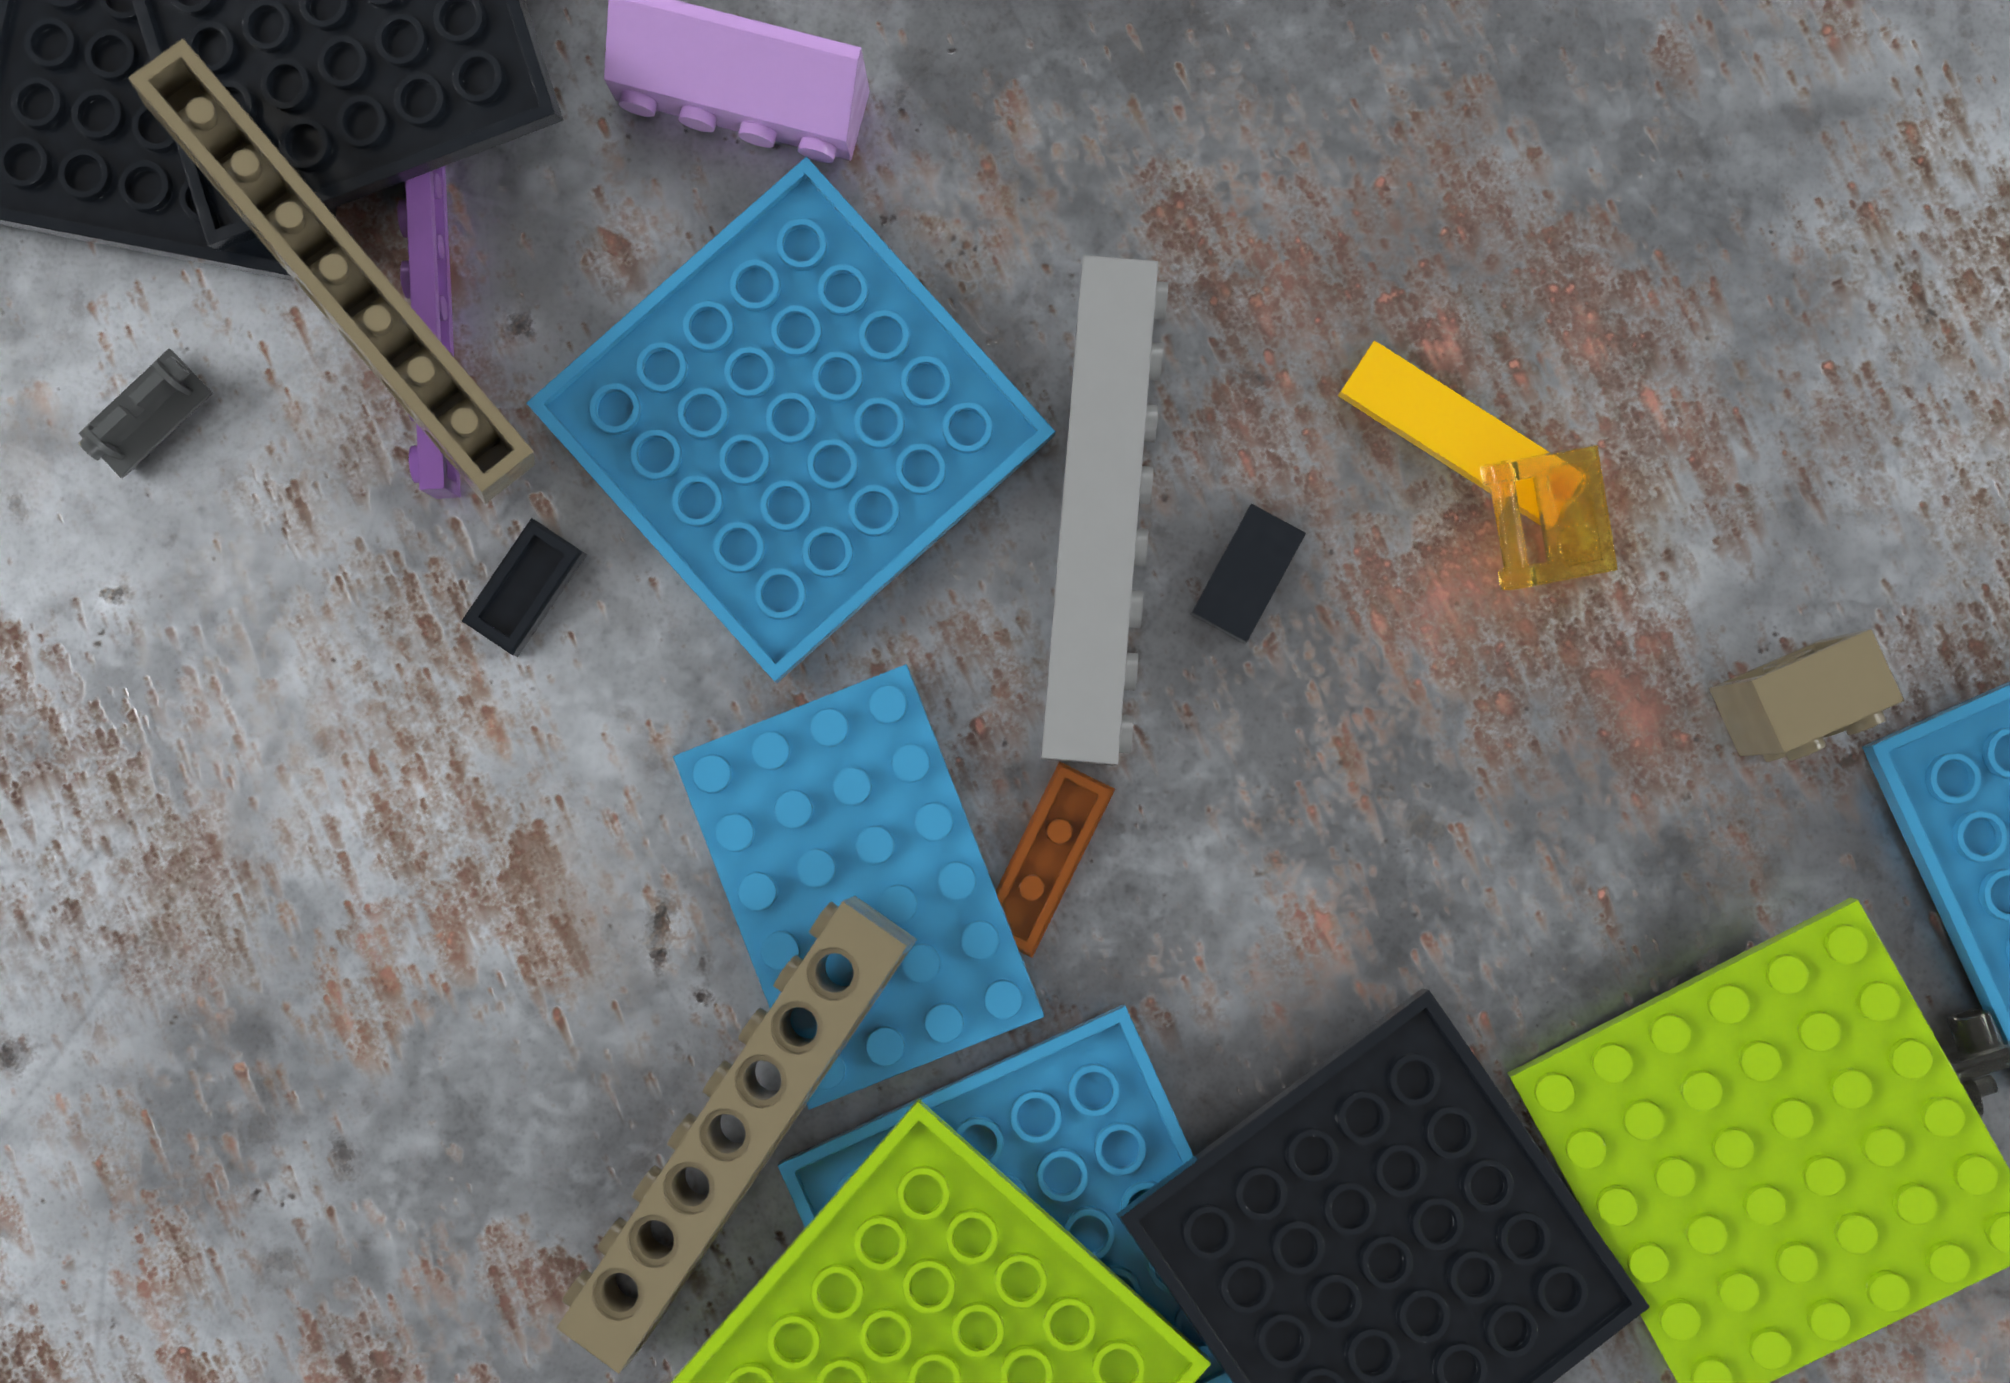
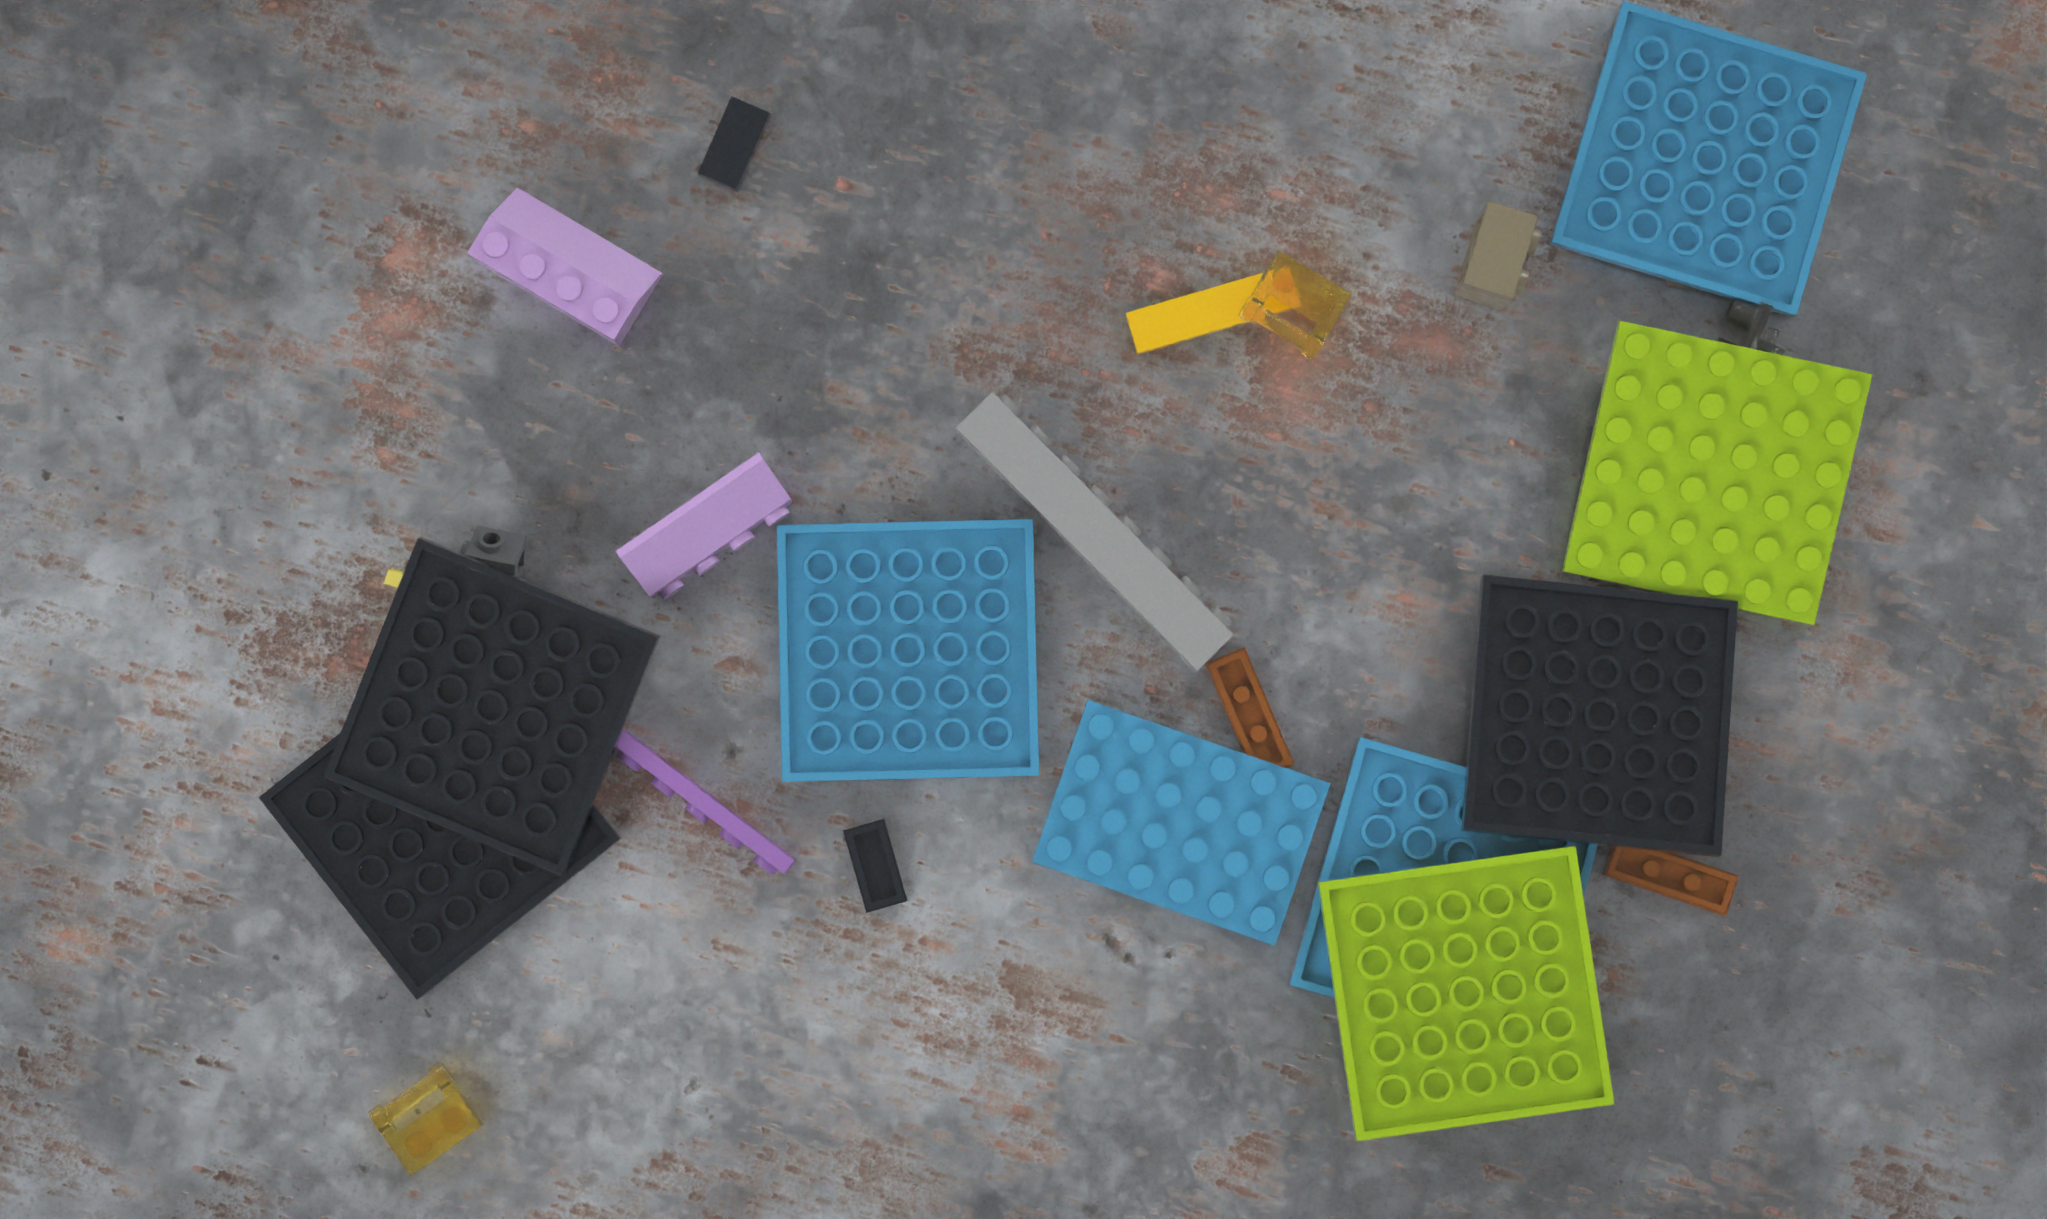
camera: 55 degrees left, 0 degrees up
(144, 414) = (611, 988): dark grey hinge -> none
(332, 270) = (647, 819): dark tan brick -> none
(619, 1325) = (1303, 1135): dark tan brick -> none
(1248, 573) = (1191, 482): black tile -> none

